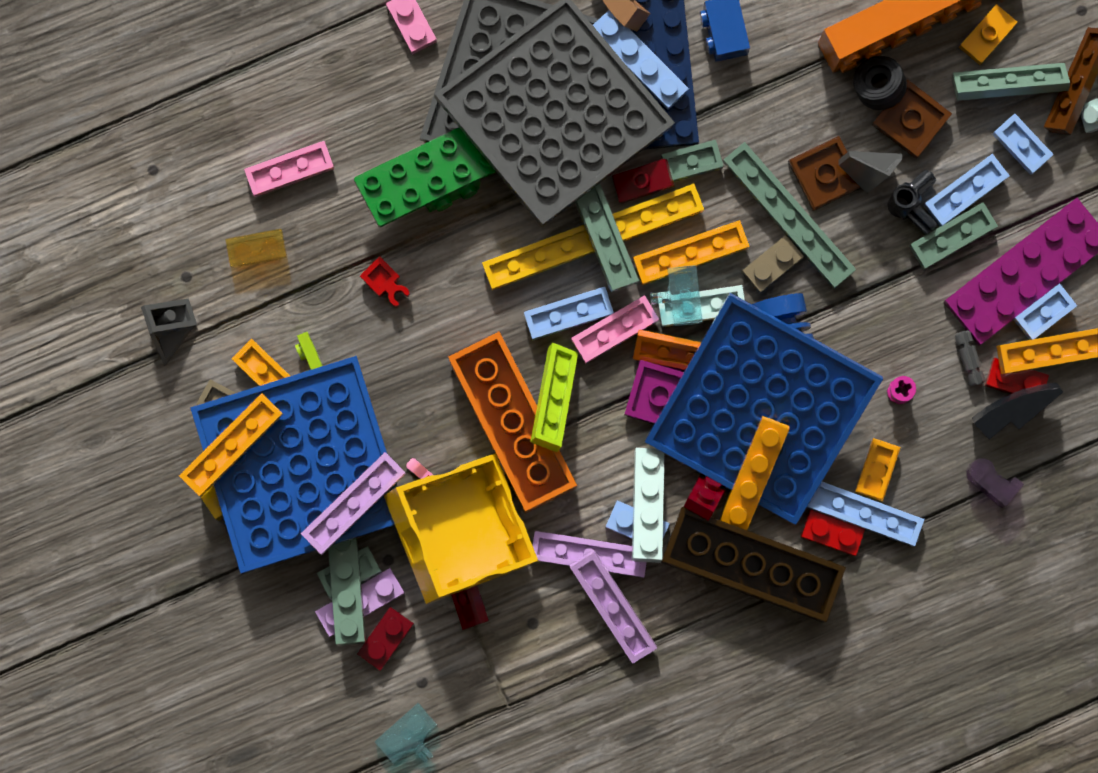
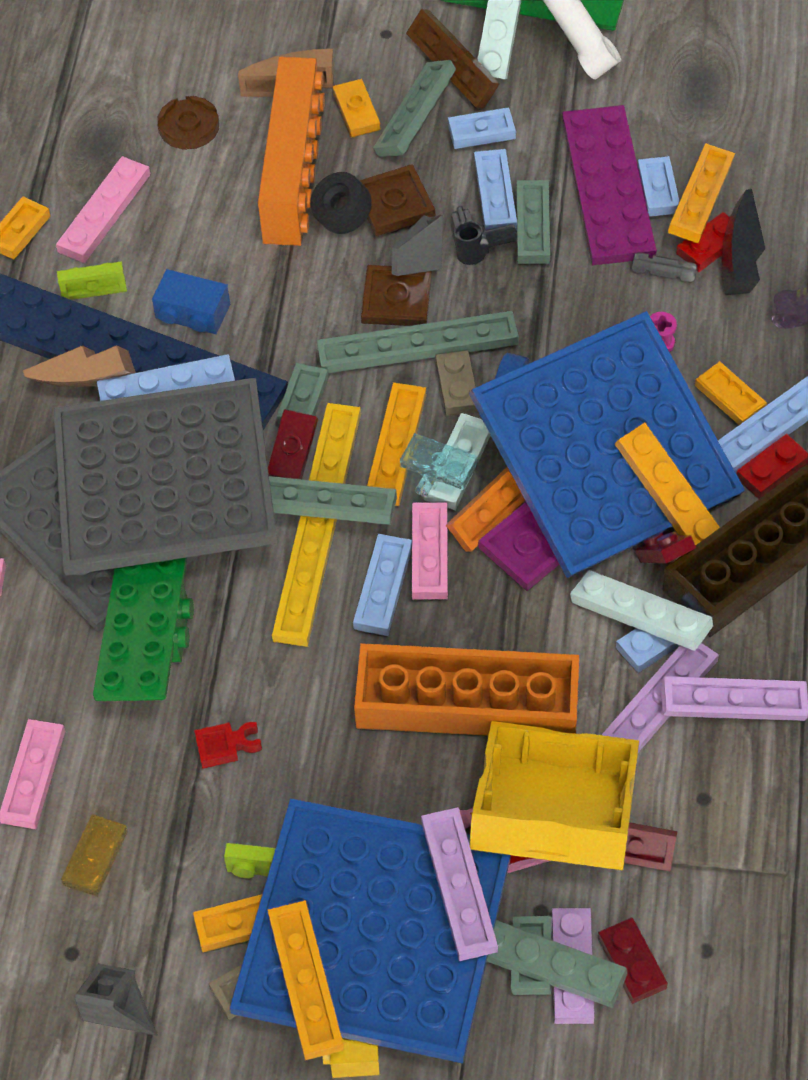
camera: 55 degrees left, 25 degrees down
(408, 735) = (762, 995): clear light blue plate -> none
(554, 397) = (468, 630): lime plate -> none

